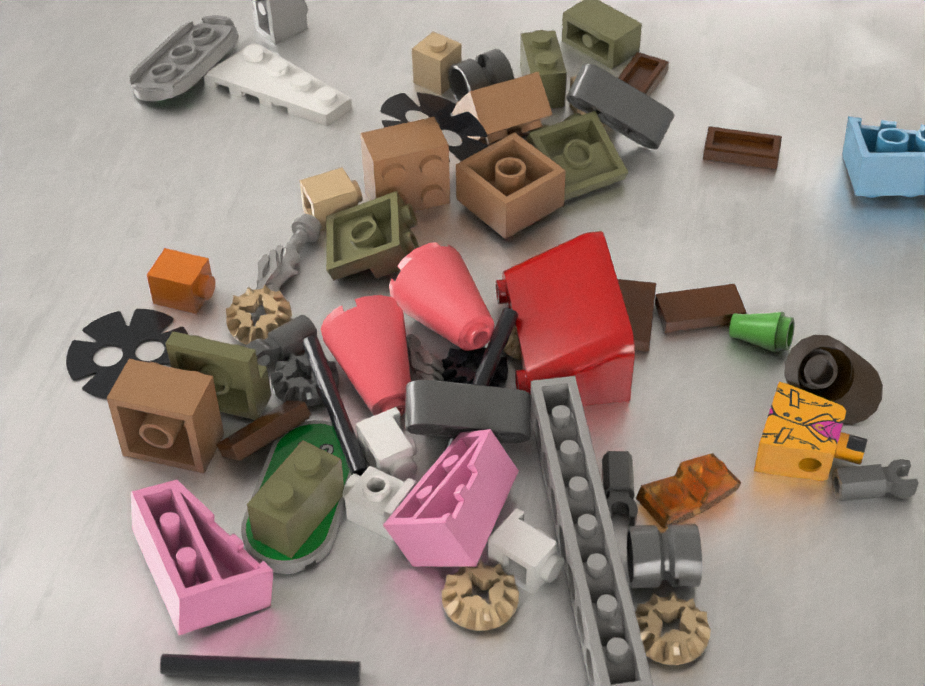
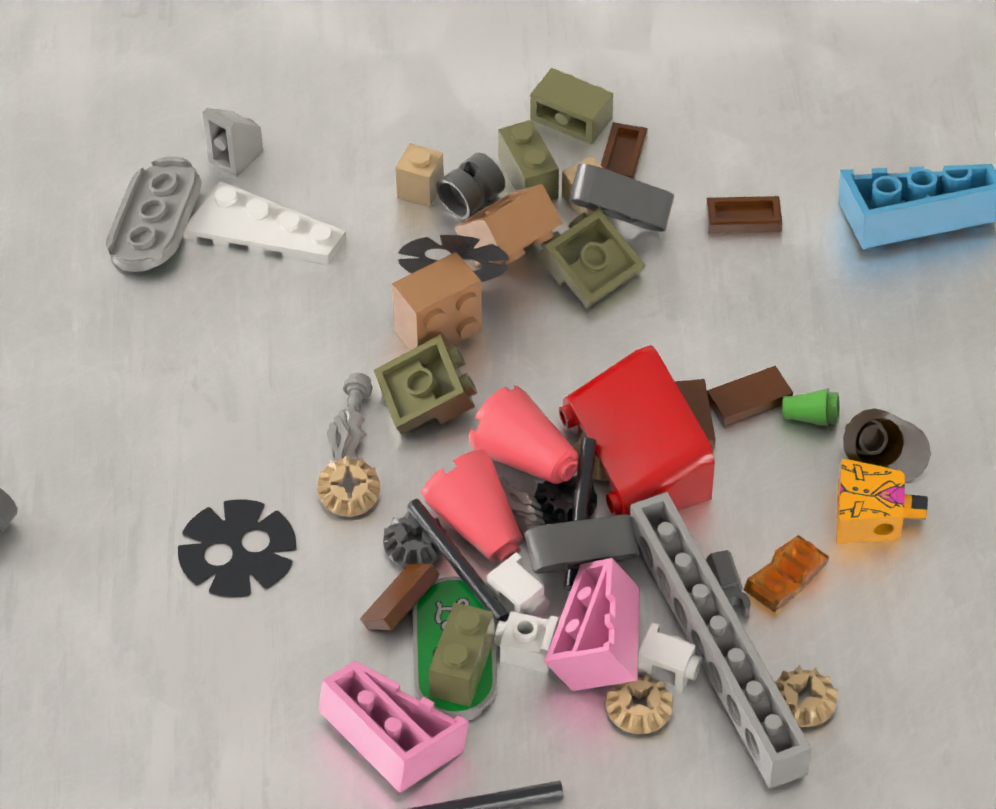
camera: 15 degrees left, 5 degrees up
(166, 415) = (315, 603): medium nougat brick -> none
(181, 281) = (262, 466): orange brick -> none
(238, 379) = (346, 556): olive plate -> none
(283, 341) = (382, 509): dark grey bar -> none
(329, 194) = (369, 347): tan brick -> none
(510, 185) = (541, 304): medium nougat brick -> none
(664, 556) = (786, 636): dark grey wheel -> none
(873, 481) = (938, 532): dark grey bar -> none

